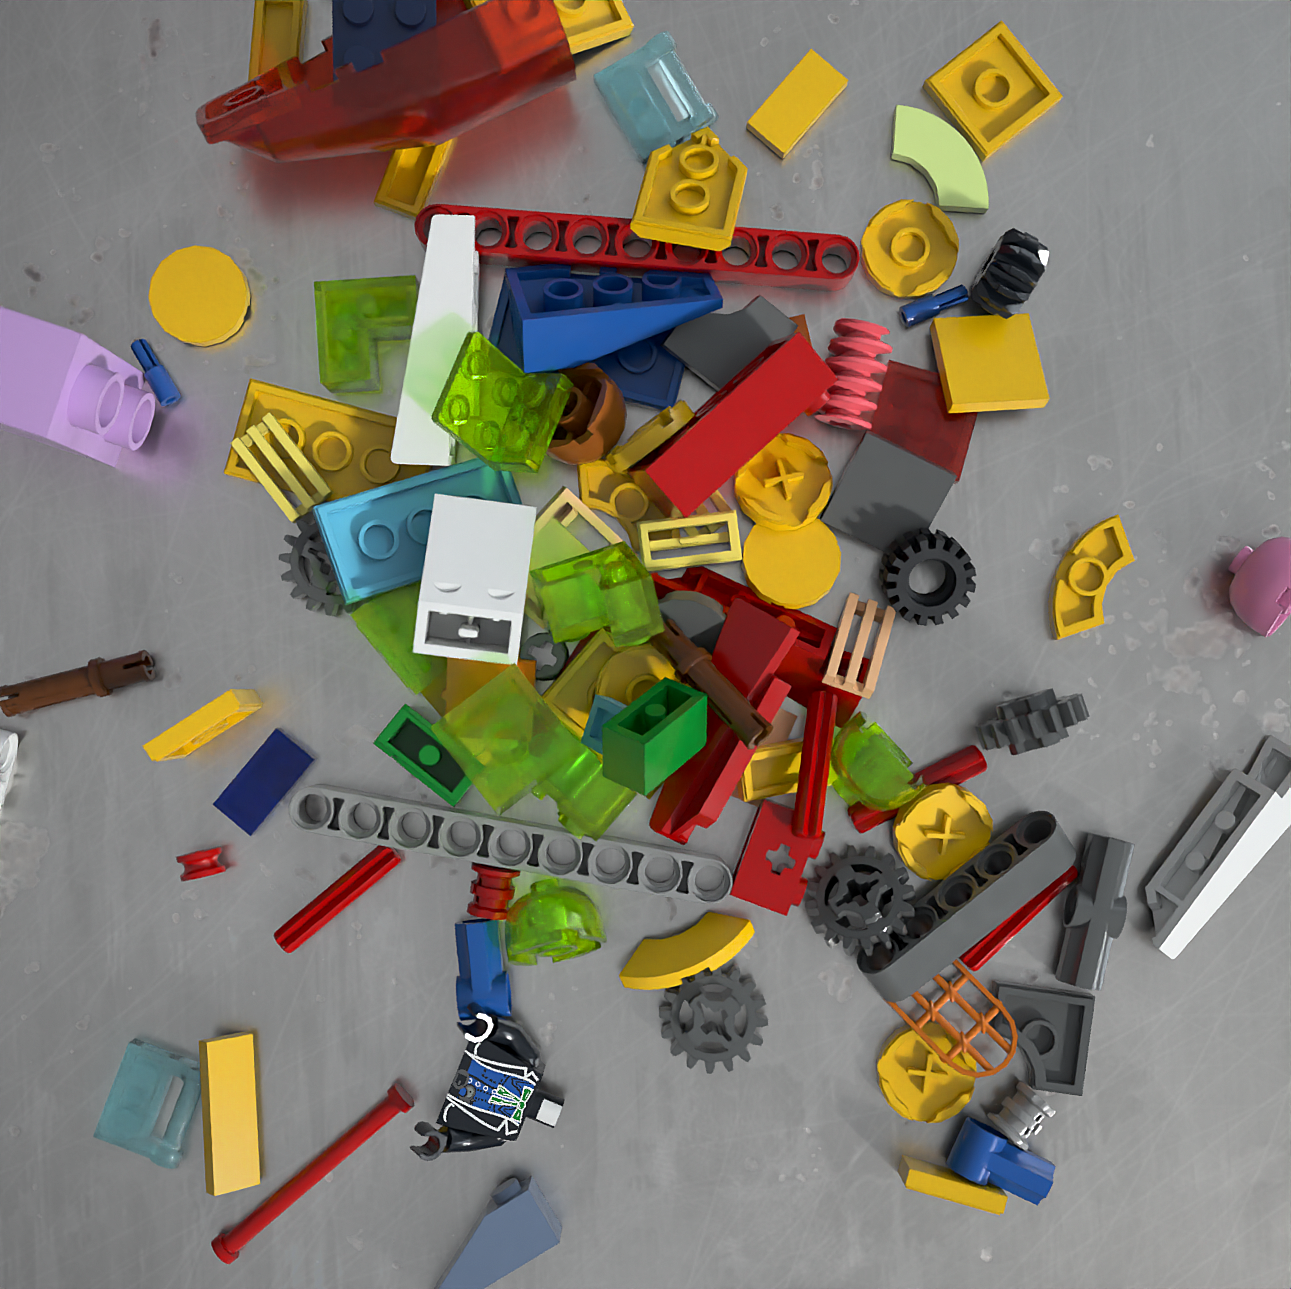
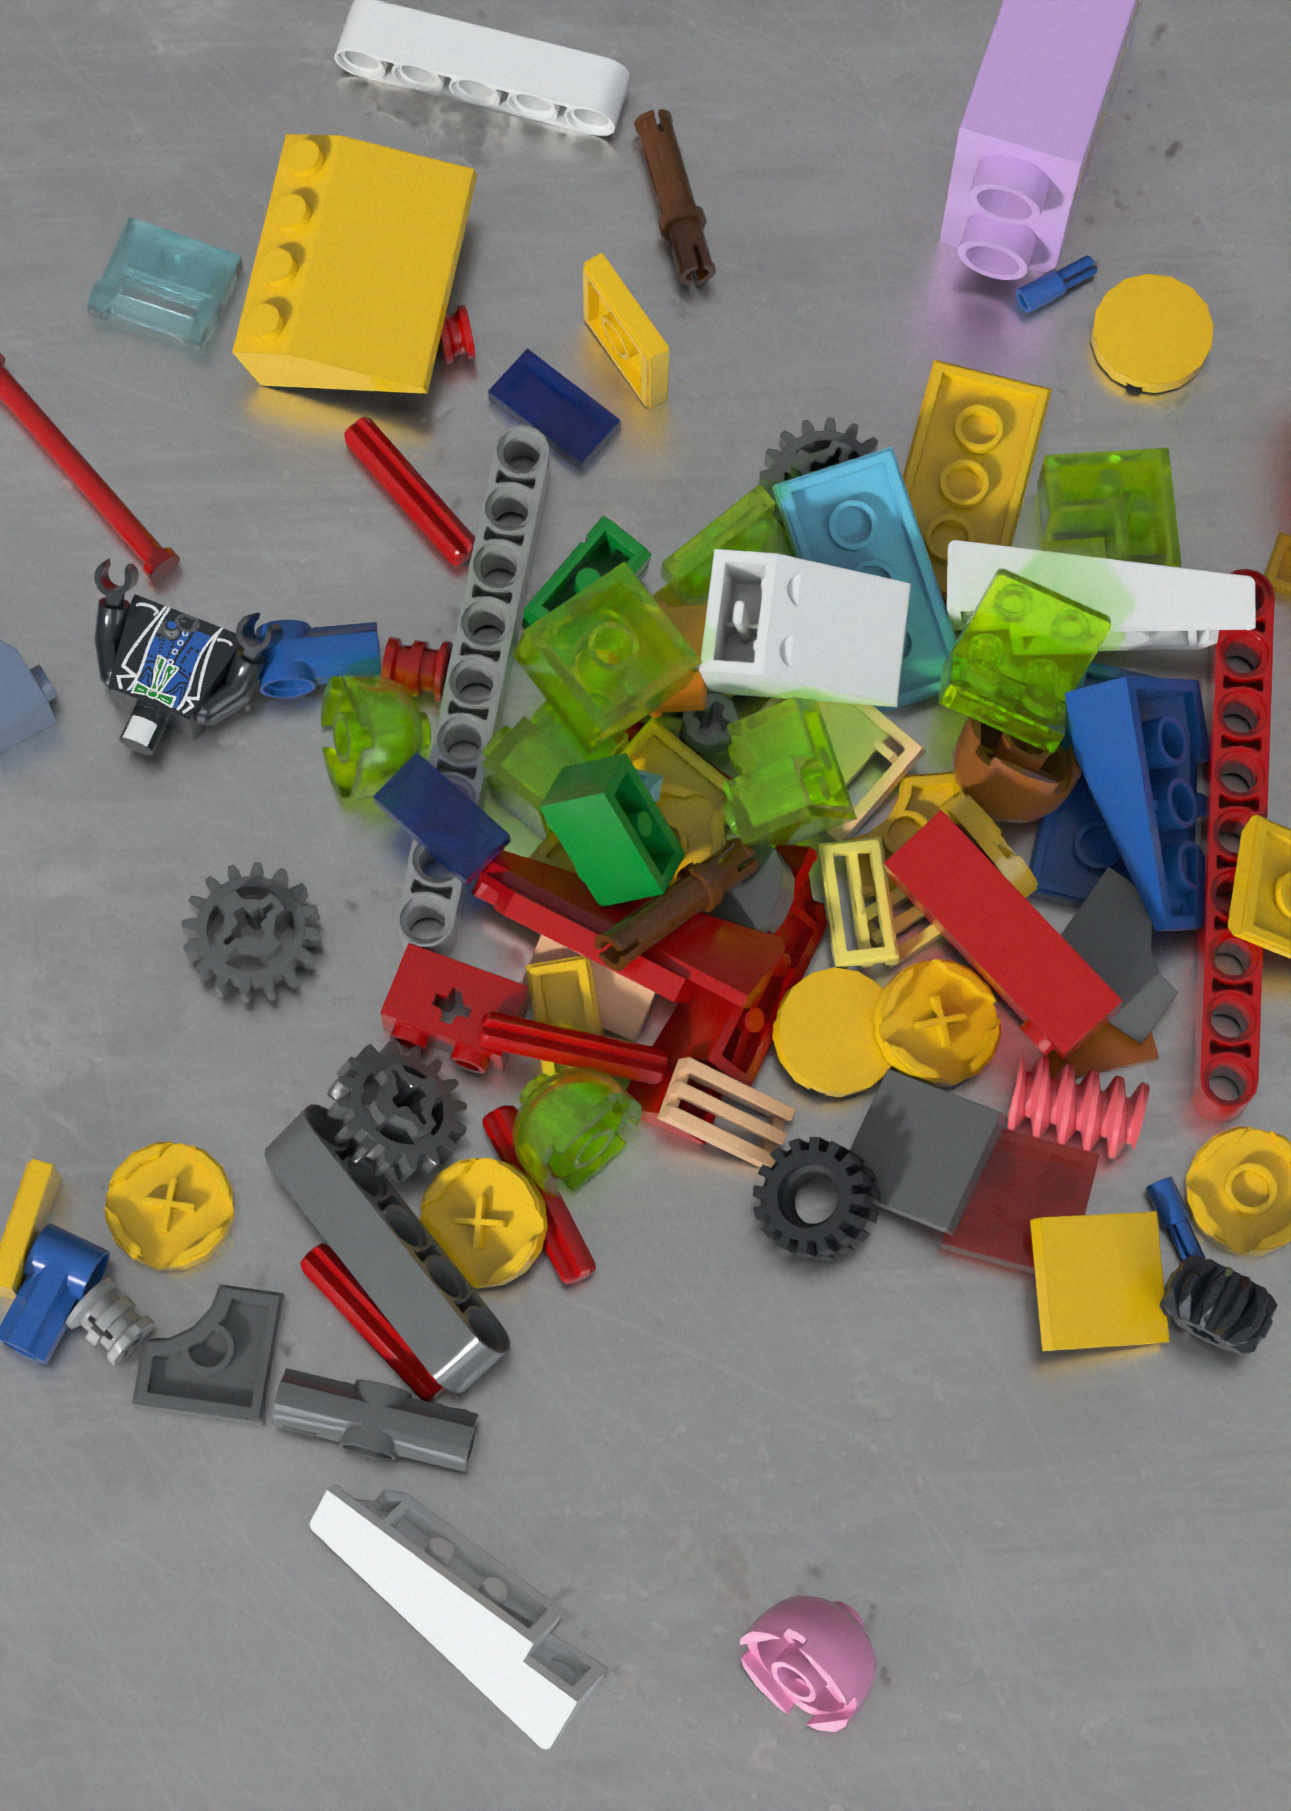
camera: 90 degrees right, 15 degrees down
(142, 950) = (353, 267): none -> yellow slope
(229, 1113) = (150, 367): yellow tile -> none
(256, 434) = (978, 392): light yellow tile -> none
(630, 871) = (442, 819): none -> clear blue tile
(667, 960) = (332, 896): yellow tile -> none
(982, 1023) = (234, 1268): orange window -> none
(1032, 721) = (627, 1323): dark grey gear -> none
(1083, 577) = (820, 1416): yellow tile -> none

